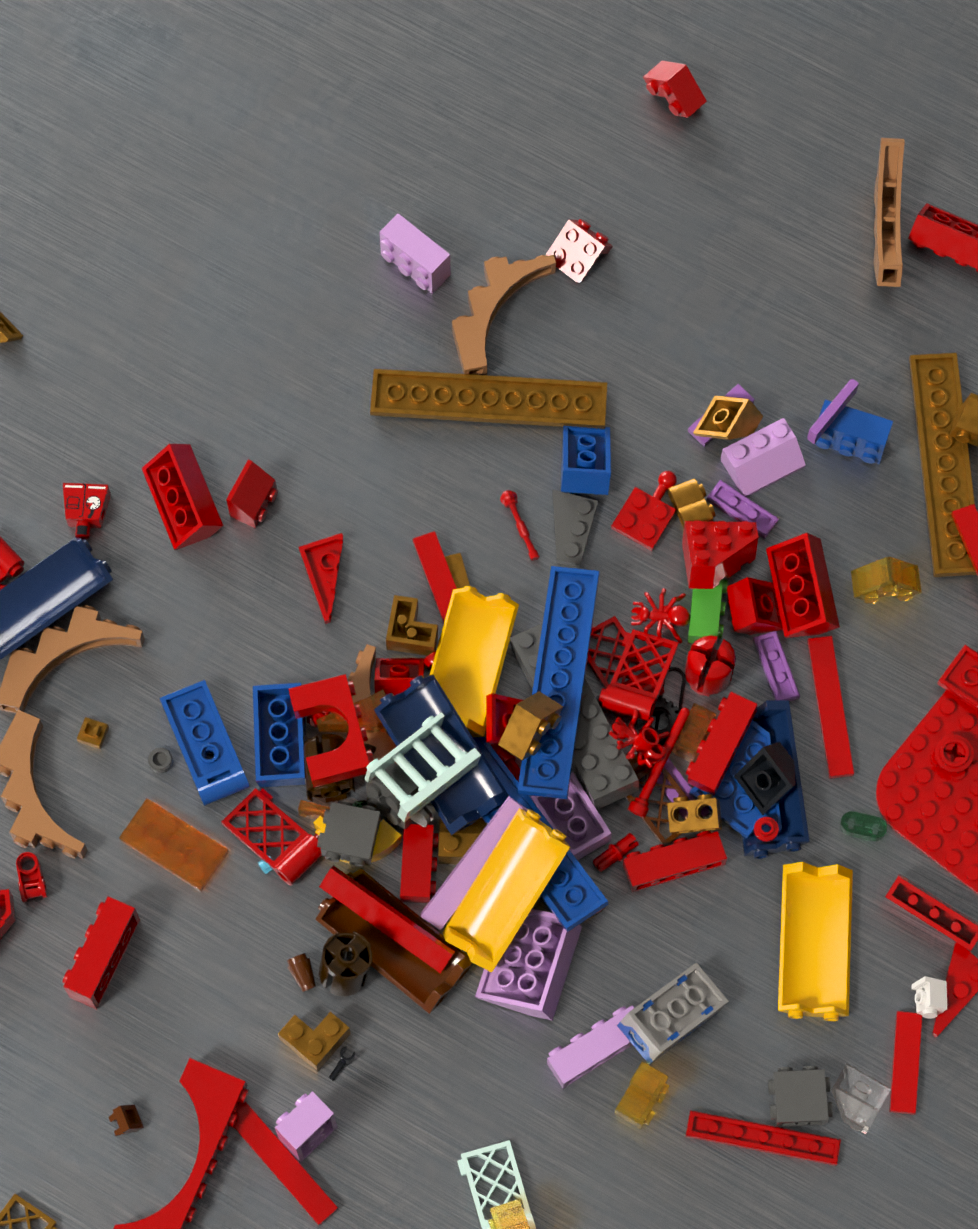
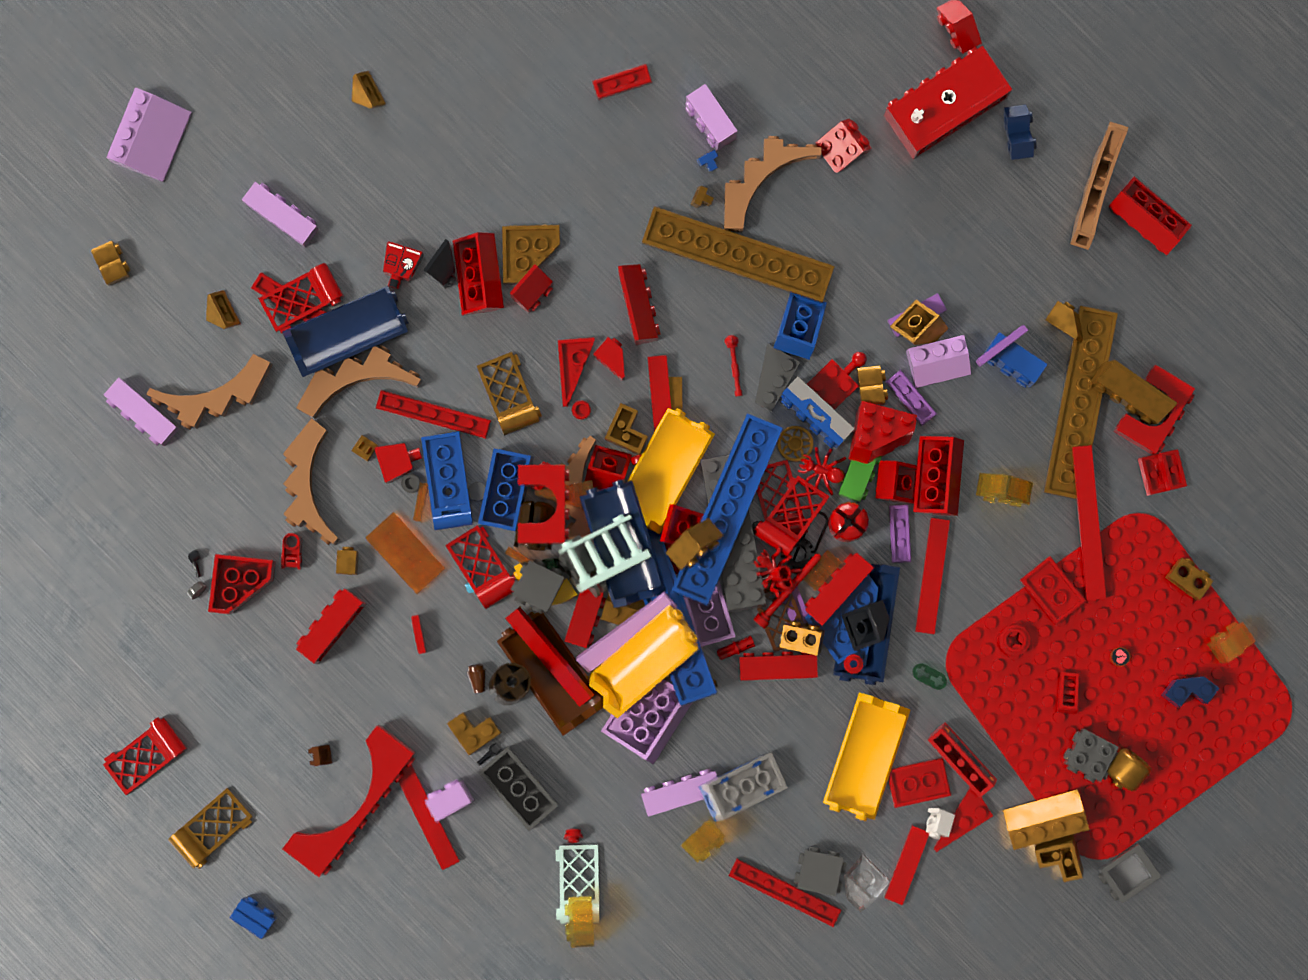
camera: 15 degrees right, 15 degrees up
(103, 872) = (347, 561): none -> pearl gold brick
(134, 496) = (441, 266): none -> black slope
(135, 736) = (396, 460): none -> red torso
(167, 672) = (433, 414): none -> red tile
(178, 778) = (420, 503): none -> clear orange tile
(215, 937) = (419, 635): none -> red tile
(229, 449) = (525, 247): none -> pearl gold plate
(245, 748) = (476, 491): none -> dark grey tile
(275, 644) = (520, 415): none -> pearl gold piece
(299, 245) = (622, 82): none -> red tile
(348, 622) = (581, 410): none -> red tile
(368, 550) = (611, 356): none -> red slope
(384, 482) = (638, 304): none -> red slope
(390, 1093) = (518, 788): none -> dark grey brick
(424, 303) = (708, 160): none -> blue tile
(428, 346) = (701, 197): none -> pearl gold tile
(475, 1135) = (573, 835): none -> red plate
(618, 595) = (795, 443): none -> pearl gold wheel
(635, 550) = (816, 413): none -> piece
(686, 171) = (947, 101): none -> red piece
(775, 179) = (1017, 124): none -> dark blue brick
(889, 958) = (919, 783): none -> red tile
(898, 374) = (1066, 320): none -> pearl gold slope

